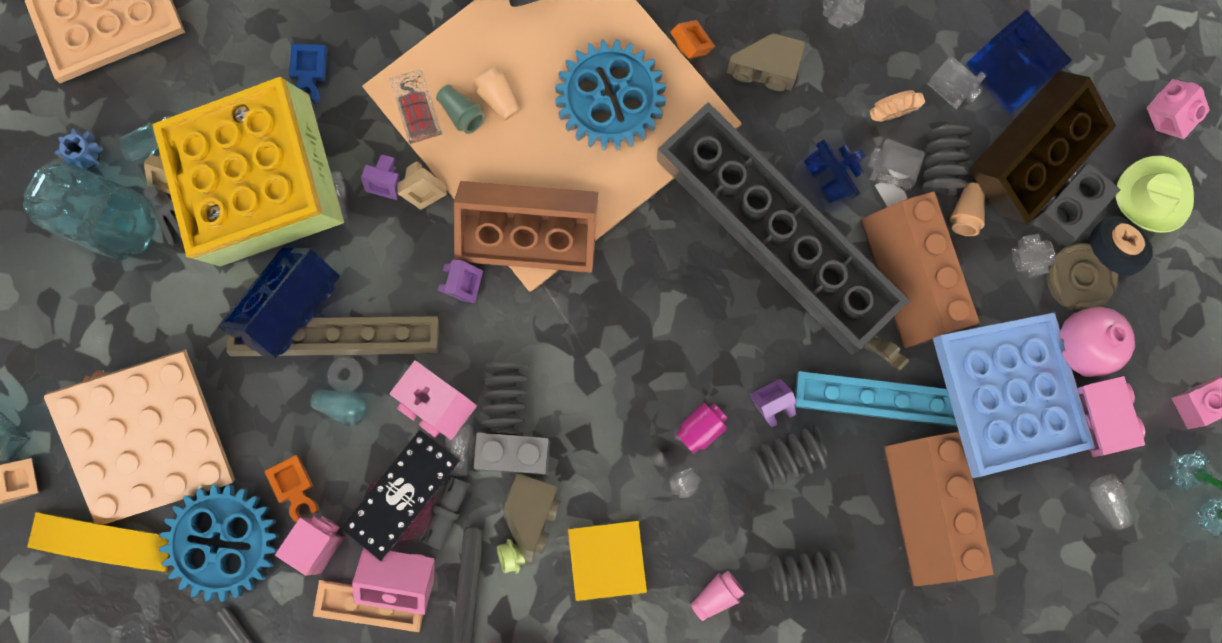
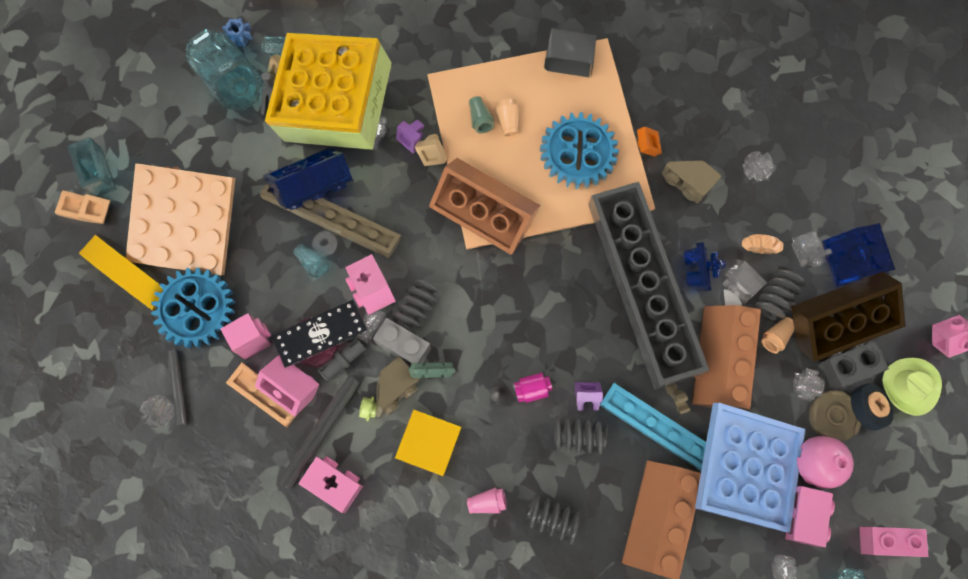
camera: 25 degrees right, 5 degrees down
(290, 482) = (255, 292): orange plate -> none
(307, 66) = (400, 47): blue plate -> none
(415, 106) = (453, 101): clear tile -> none
(462, 281) = (427, 221): medium lavender tile -> none
(566, 469) = (431, 370): none -> sand green axle
(684, 483) = (503, 417): clear plate -> none

